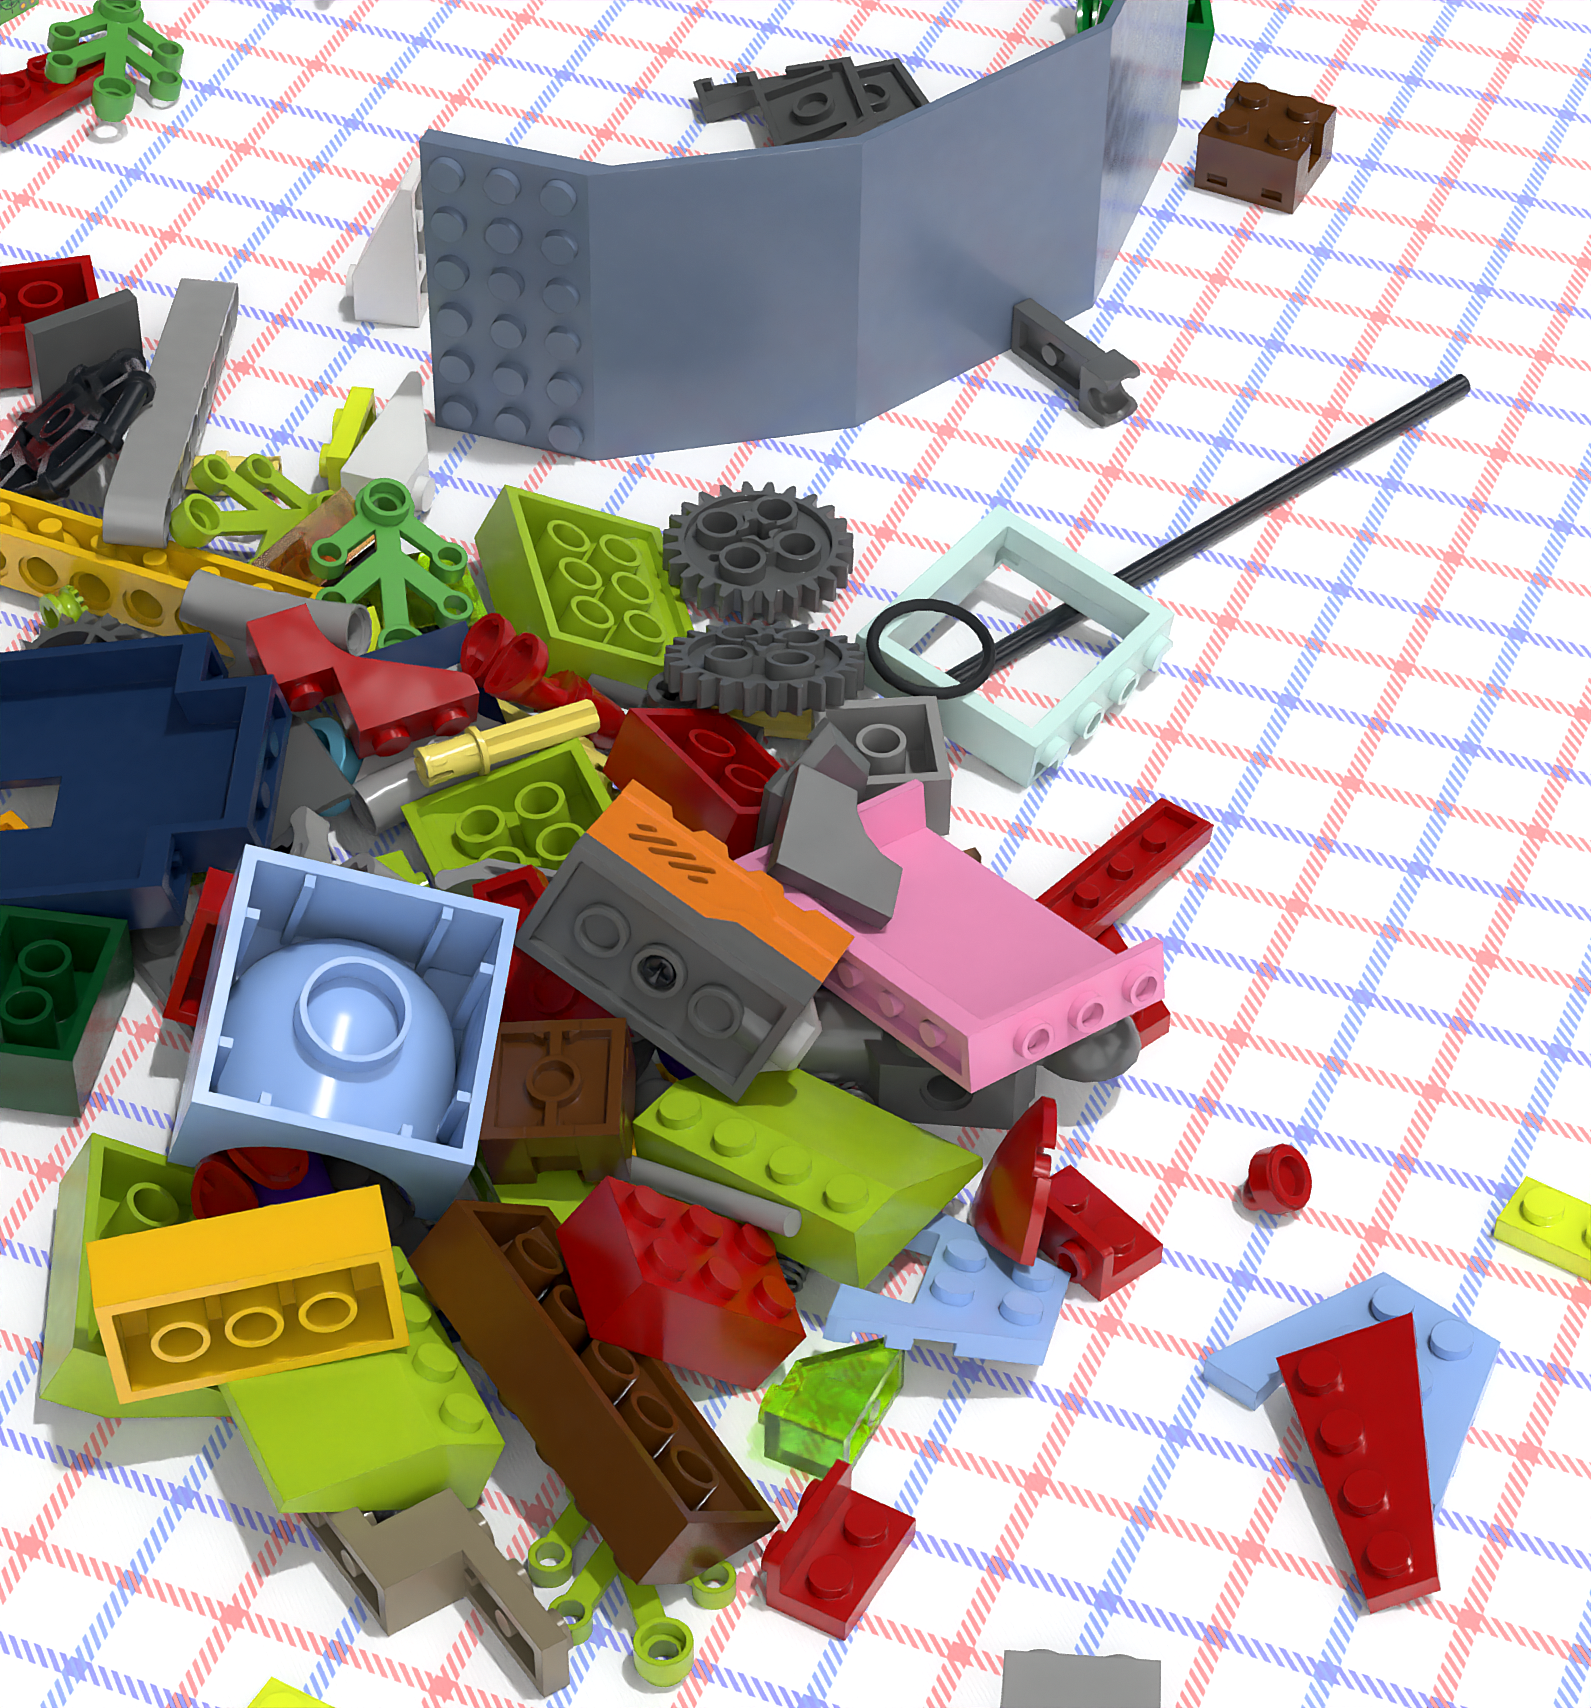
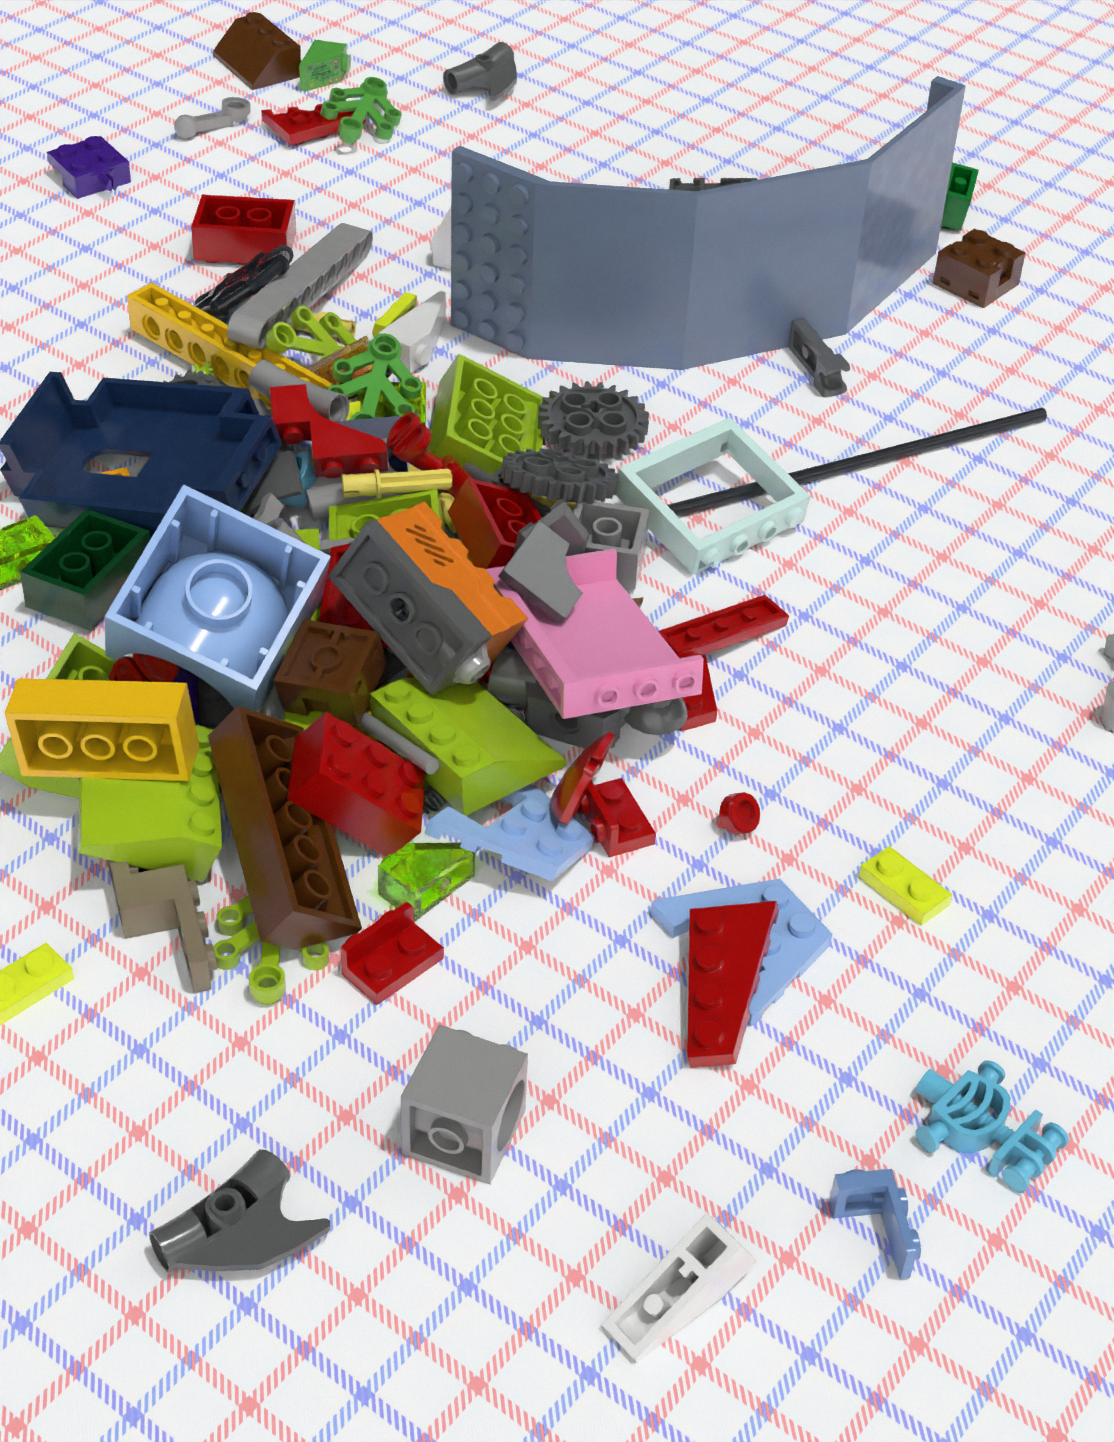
camera: 15 degrees right, 0 degrees up
(80, 336) = (269, 234): dark grey tile -> none
(948, 608) = (664, 460): black tyre -> none

